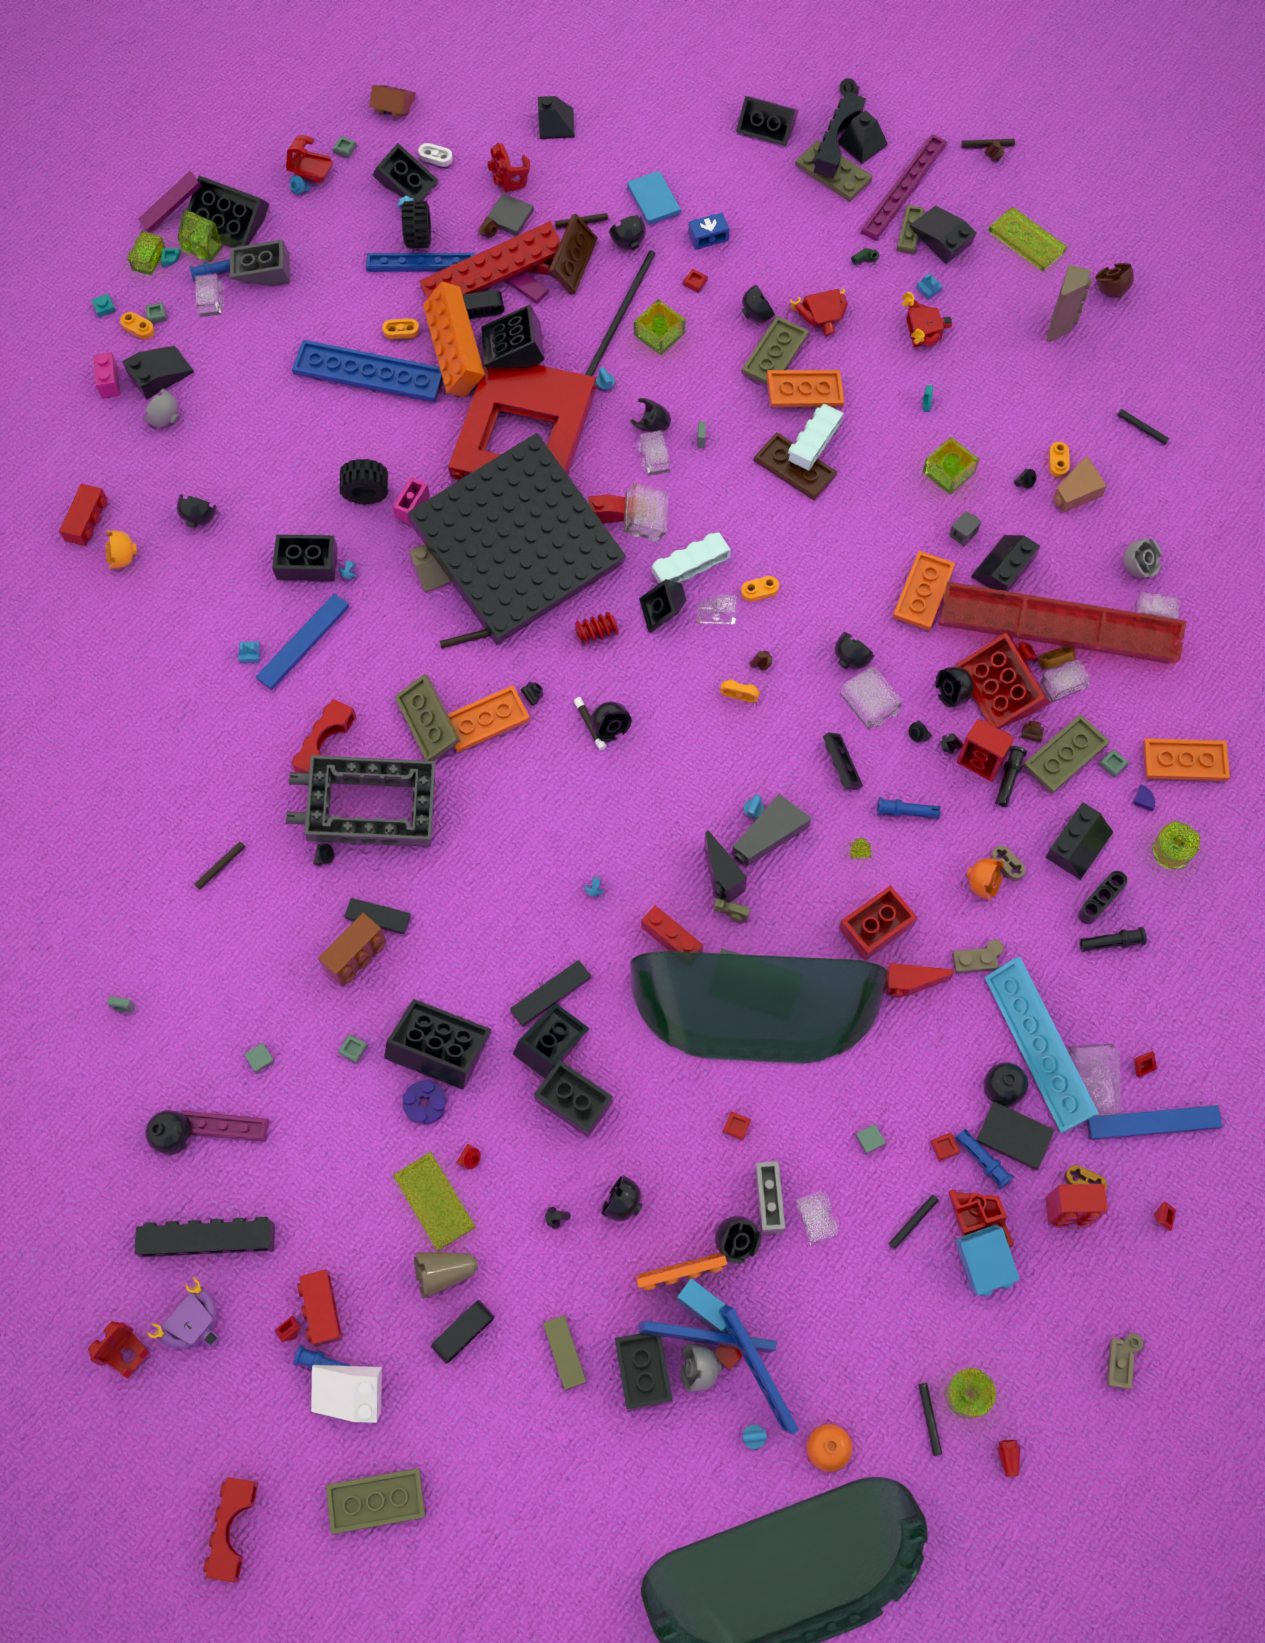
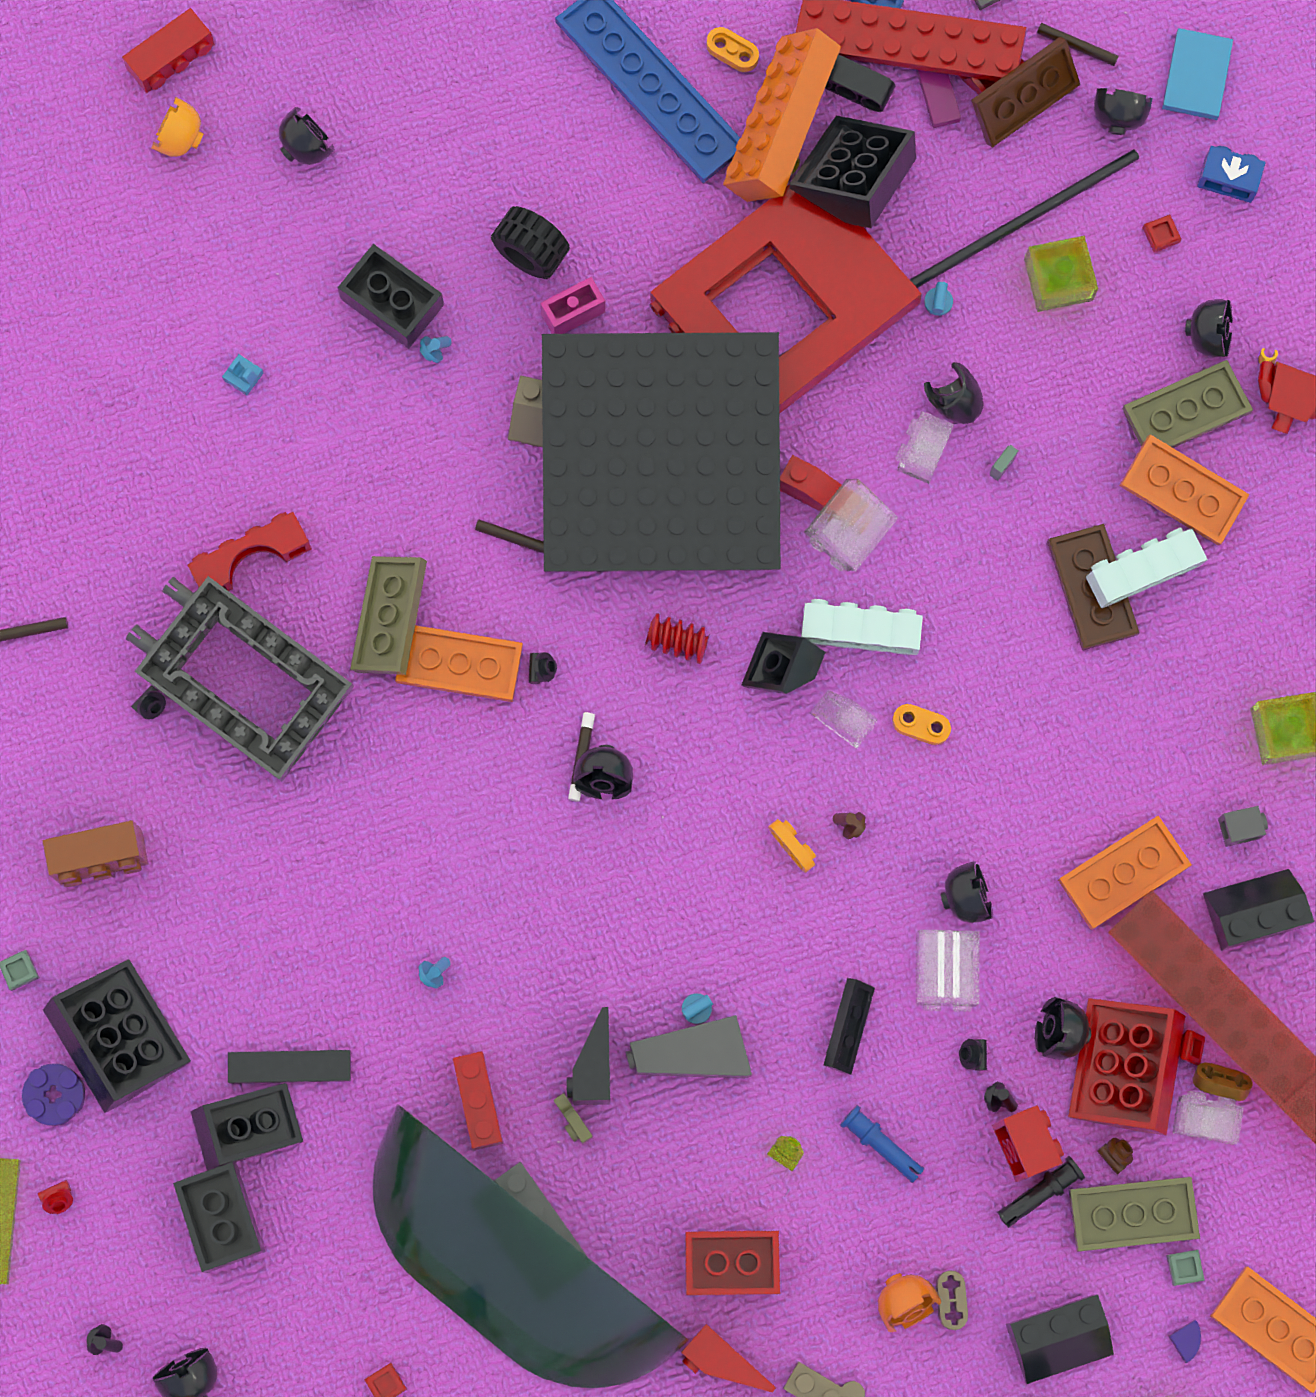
camera: 30 degrees right, 10 degrees up
(302, 641) = (315, 405): blue tile -> none
(383, 916) = (159, 826): black tile -> none

